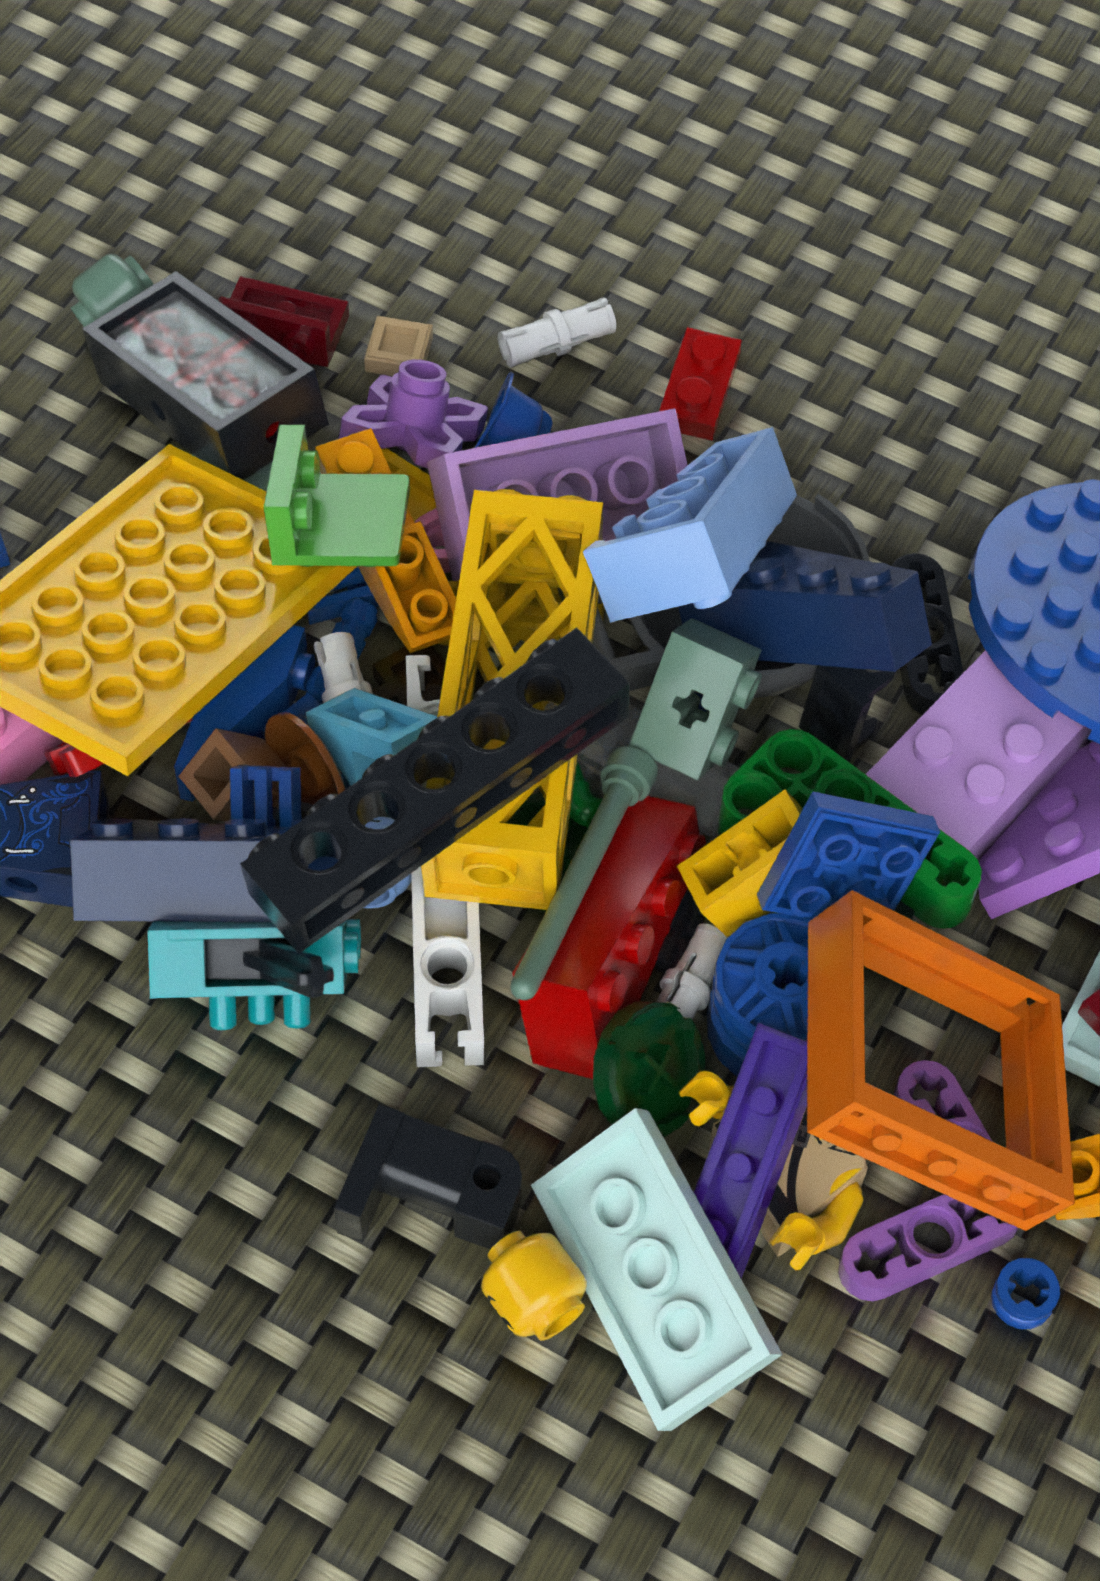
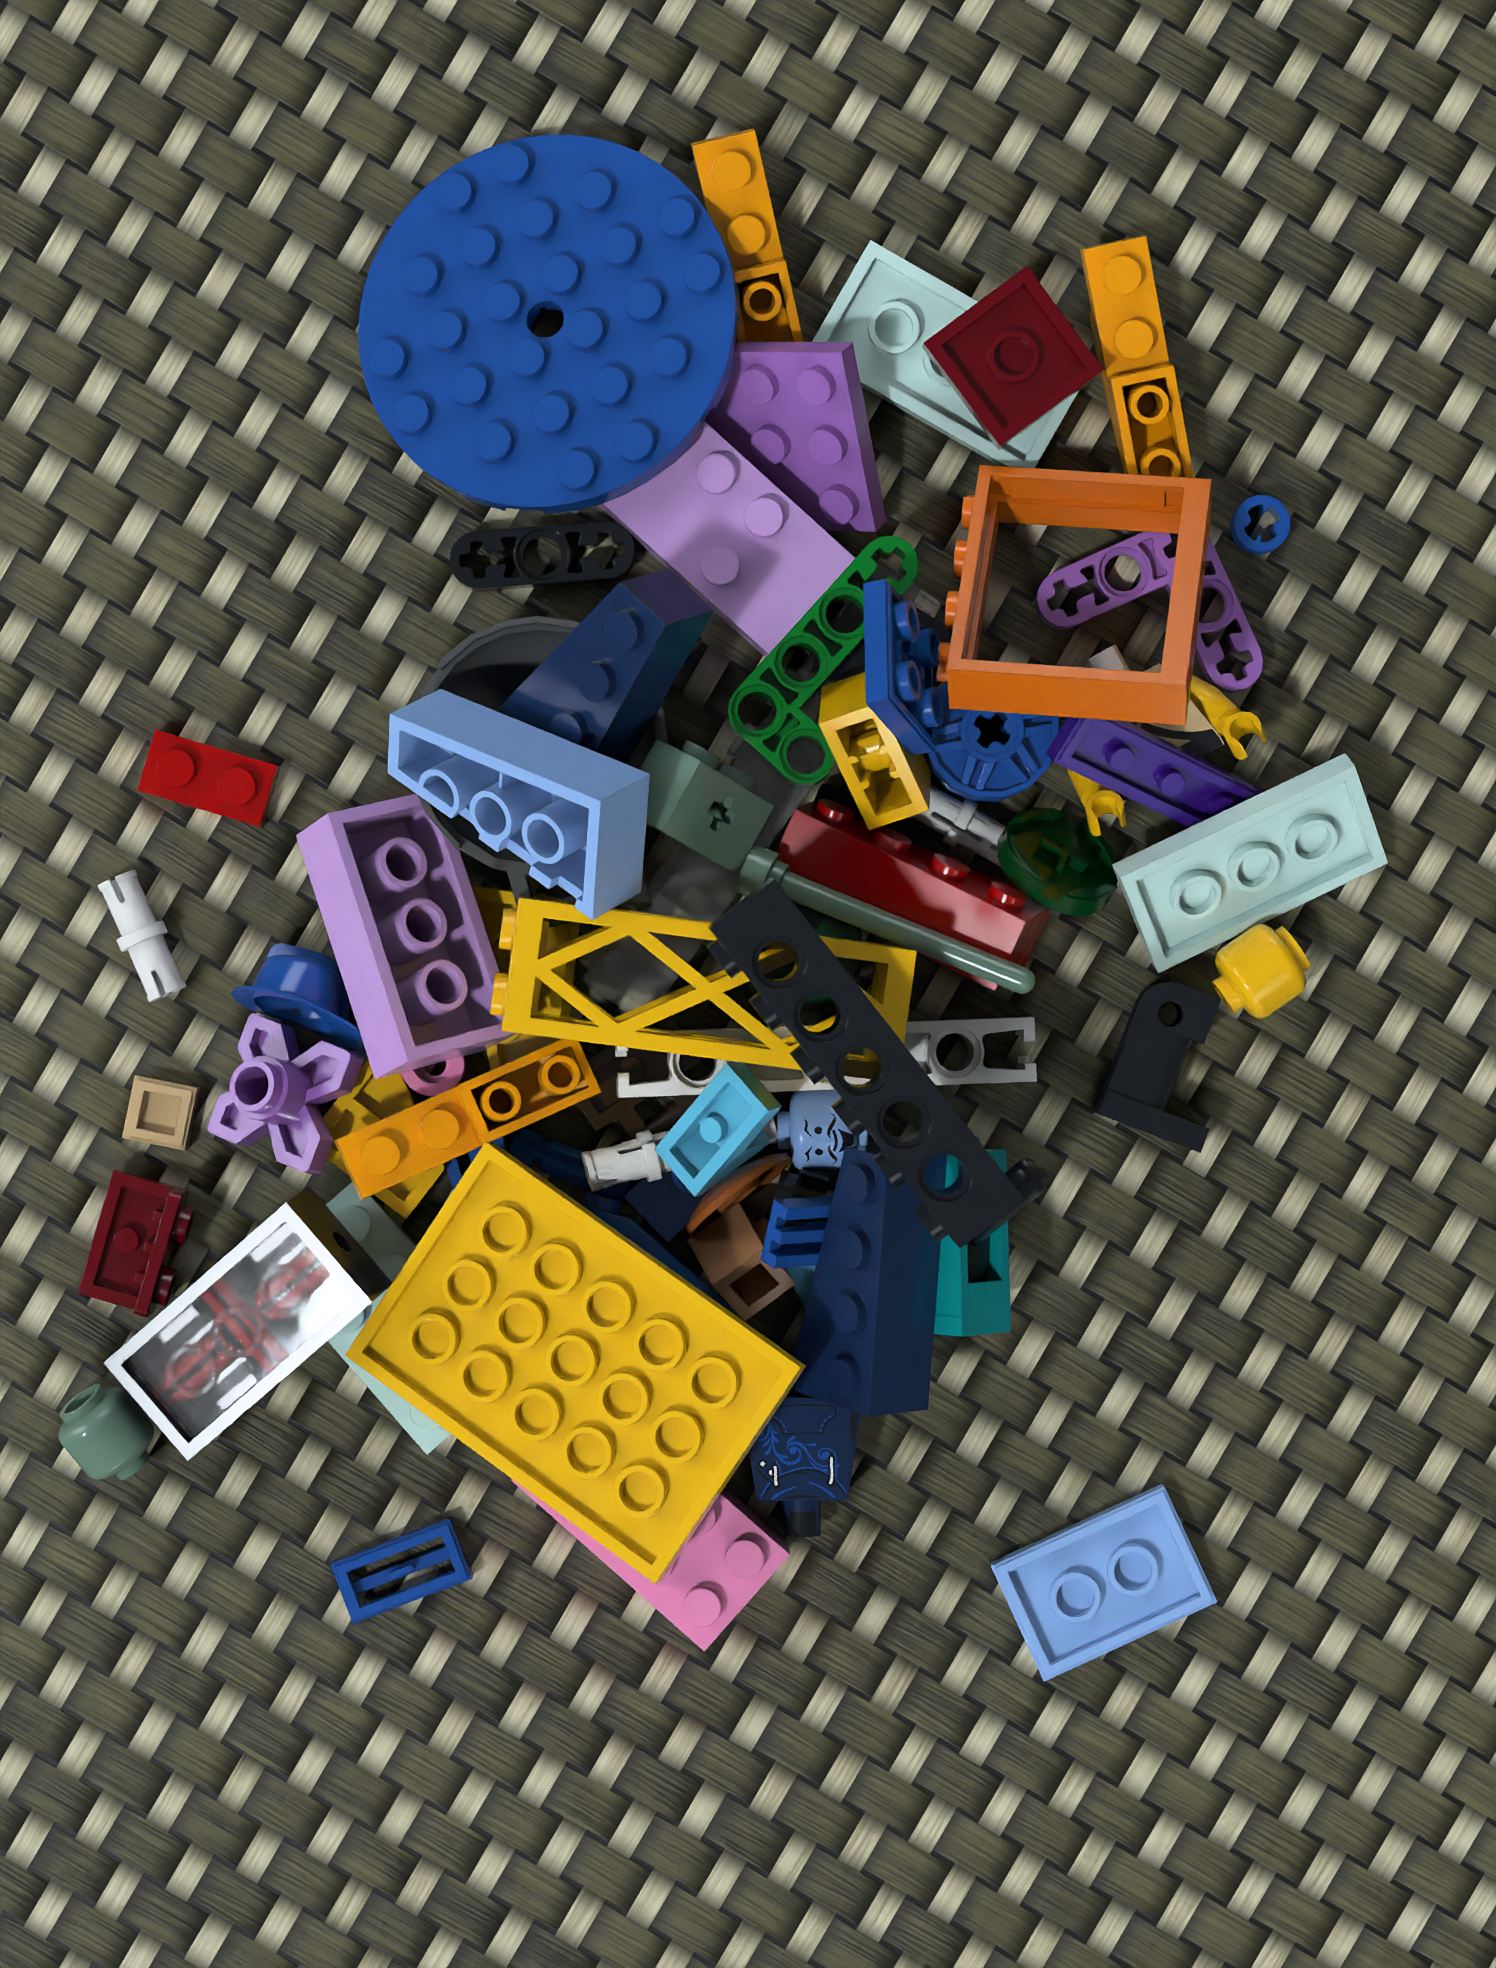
camera: 90 degrees left, 30 degrees up
(331, 516) = (471, 1173): bright green bracket -> none

